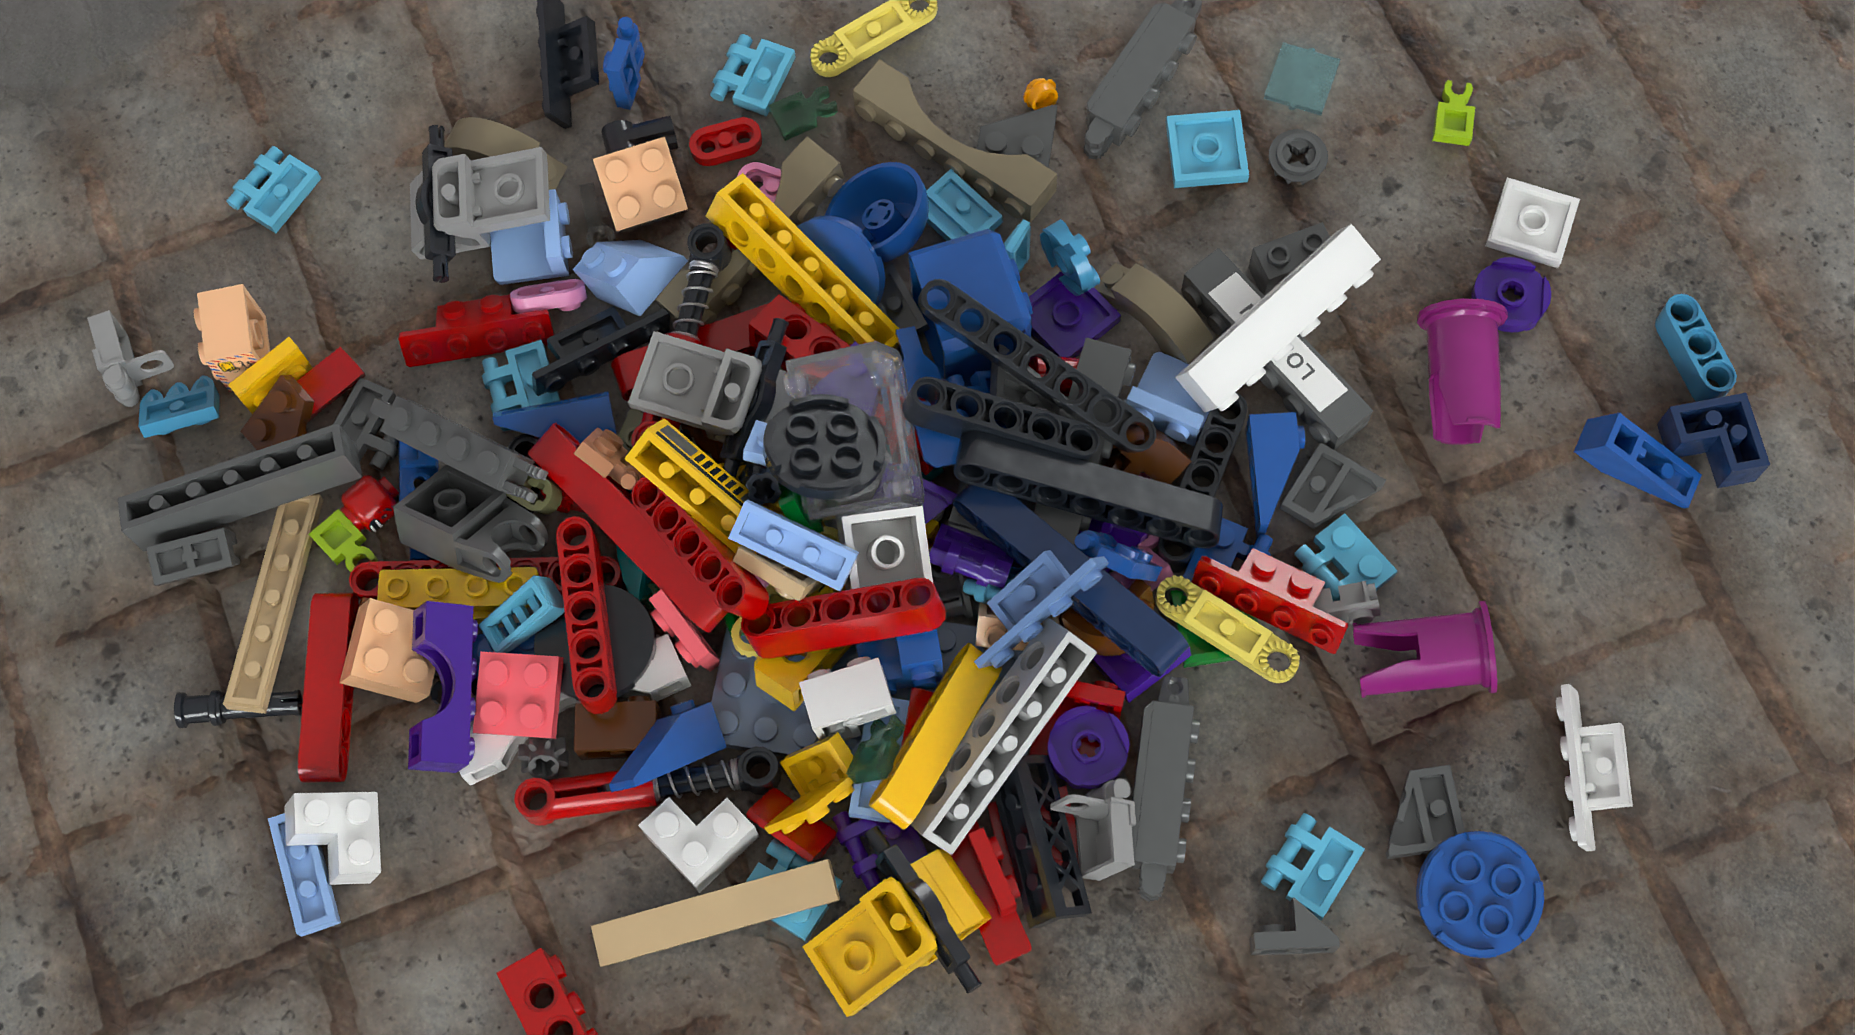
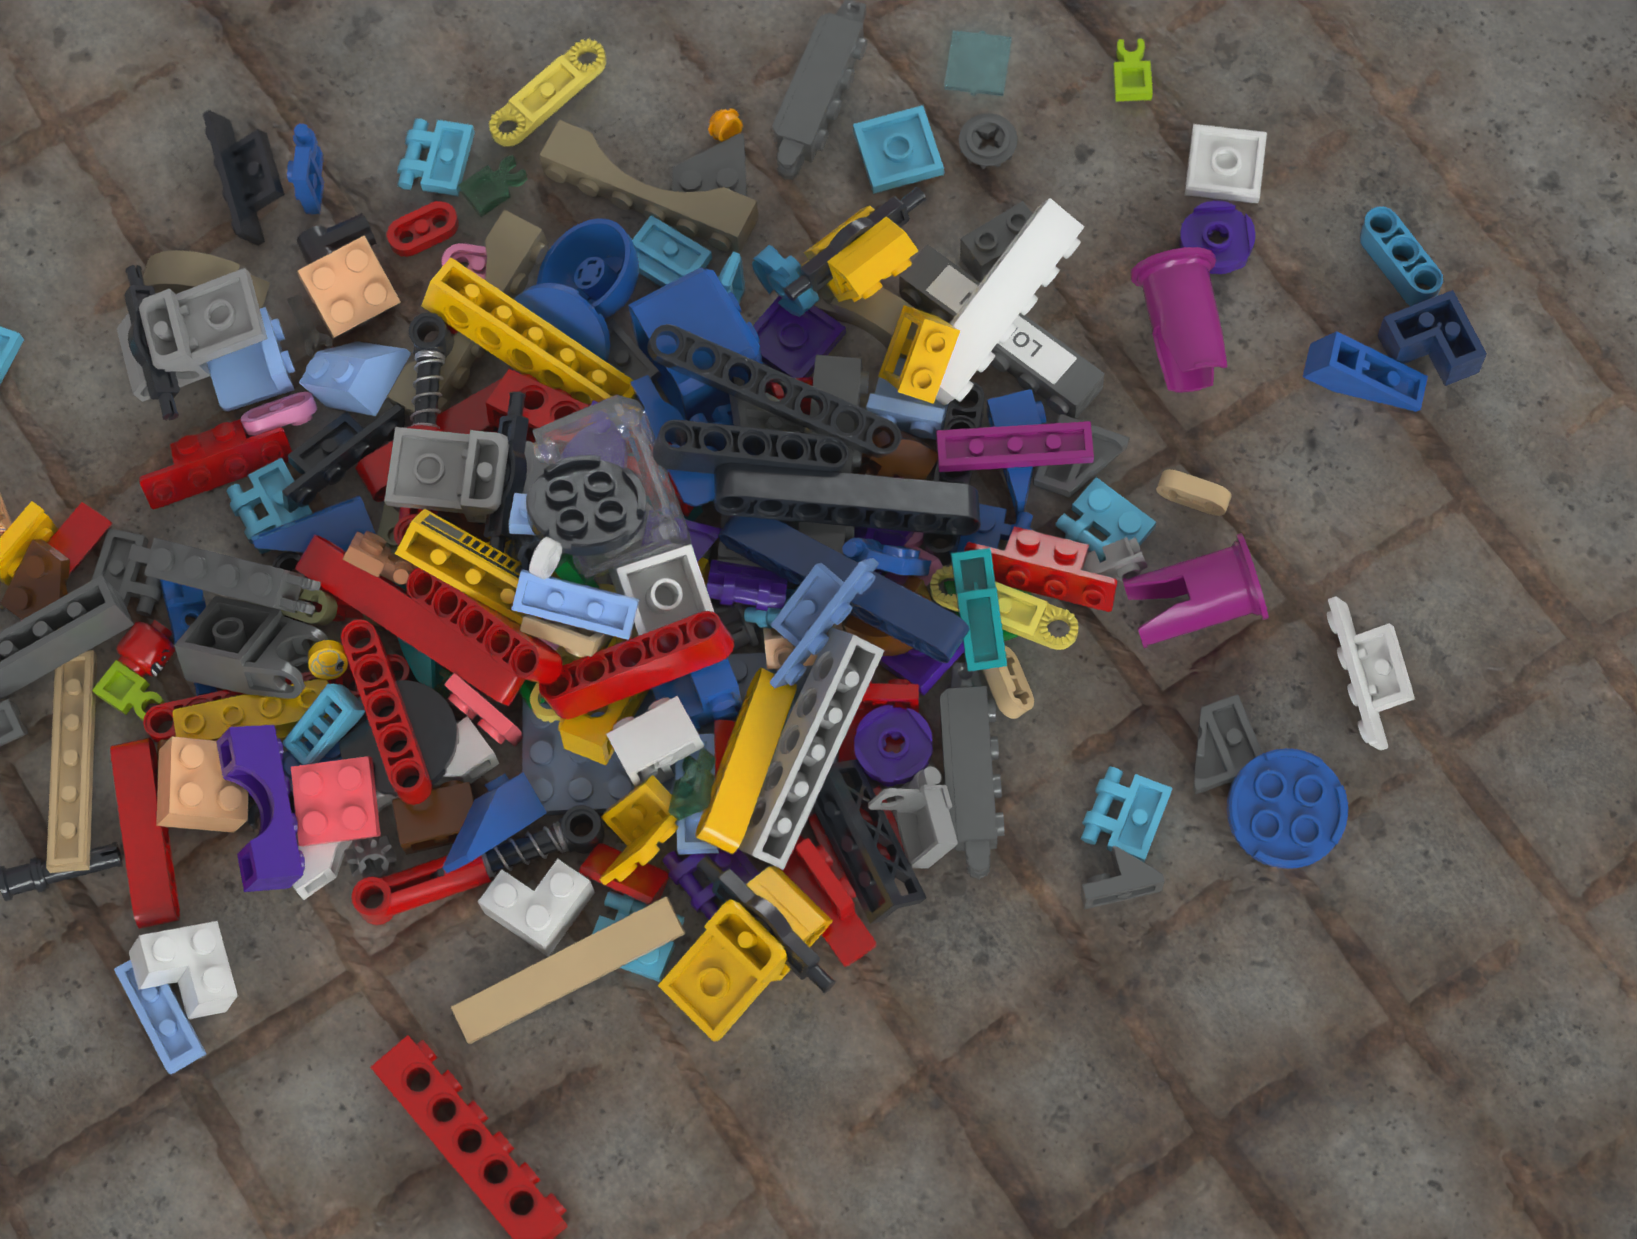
camera: 10 degrees left, 0 degrees up
(539, 550) = (327, 659): none -> yellow tile
(771, 493) = (545, 558): none -> white tile
(1151, 243) = (860, 252): none -> yellow piece
(1197, 357) = (926, 354): none -> yellow window
(1201, 626) = (979, 609): none -> teal slope
(1215, 704) = (1010, 687): none -> tan beam
(1269, 467) = (1015, 446): none -> magenta plate
(1441, 548) = (1193, 492): none -> tan beam

